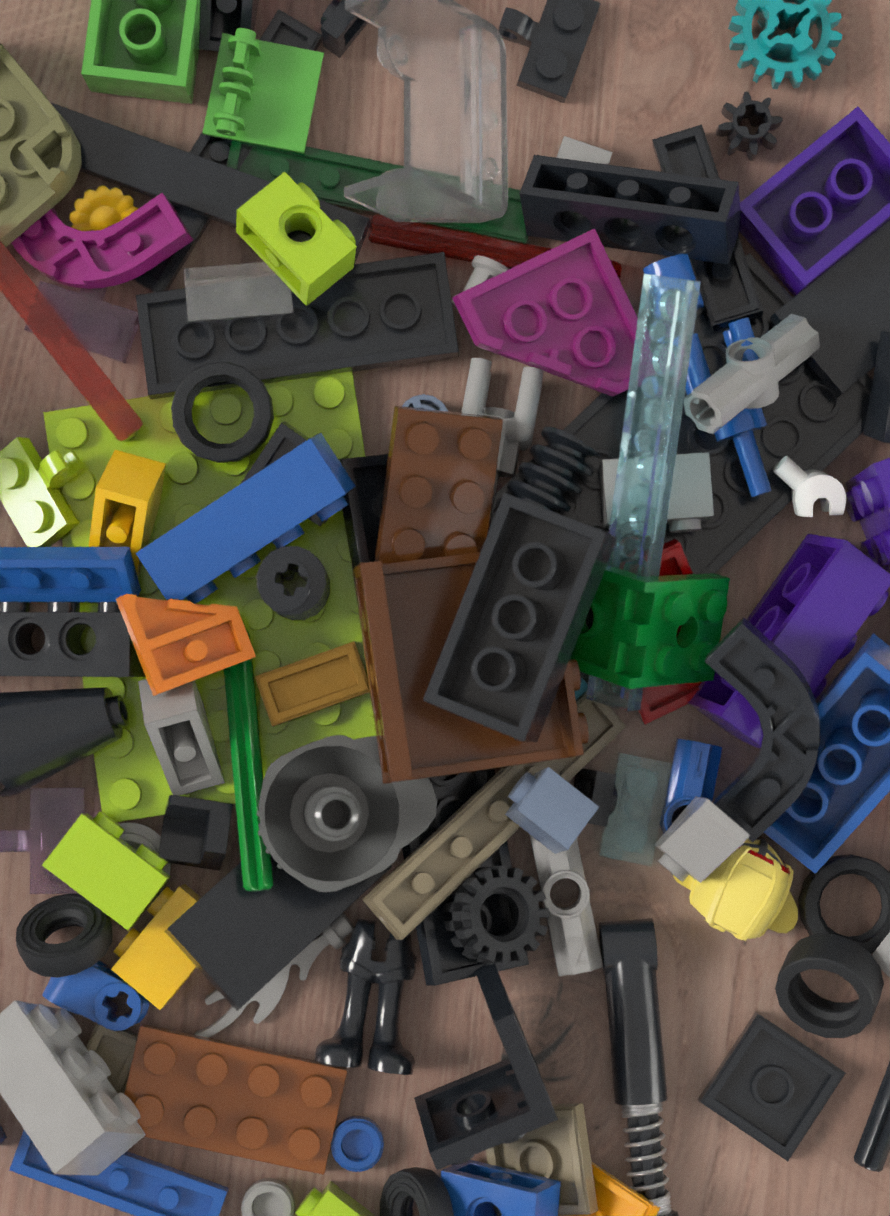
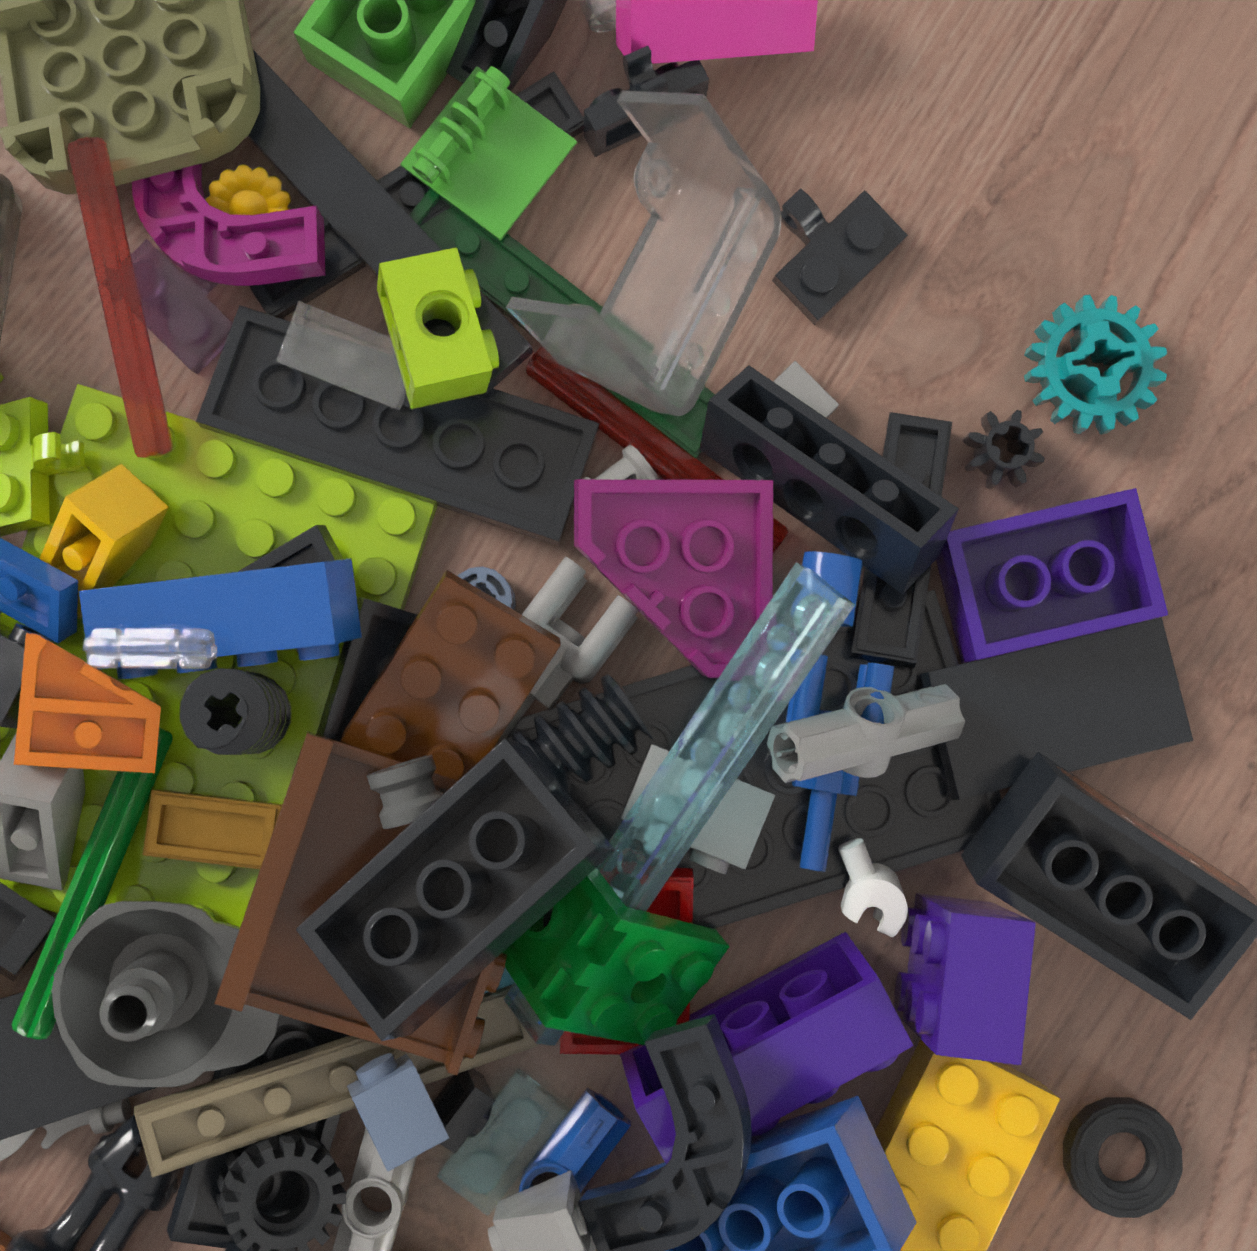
camera: 25 degrees right, 0 degrees up
(183, 404) = (212, 480): black tyre -> none
(212, 564) = (150, 648): none -> clear axle
(447, 572) = (405, 790): none -> dark grey wheel

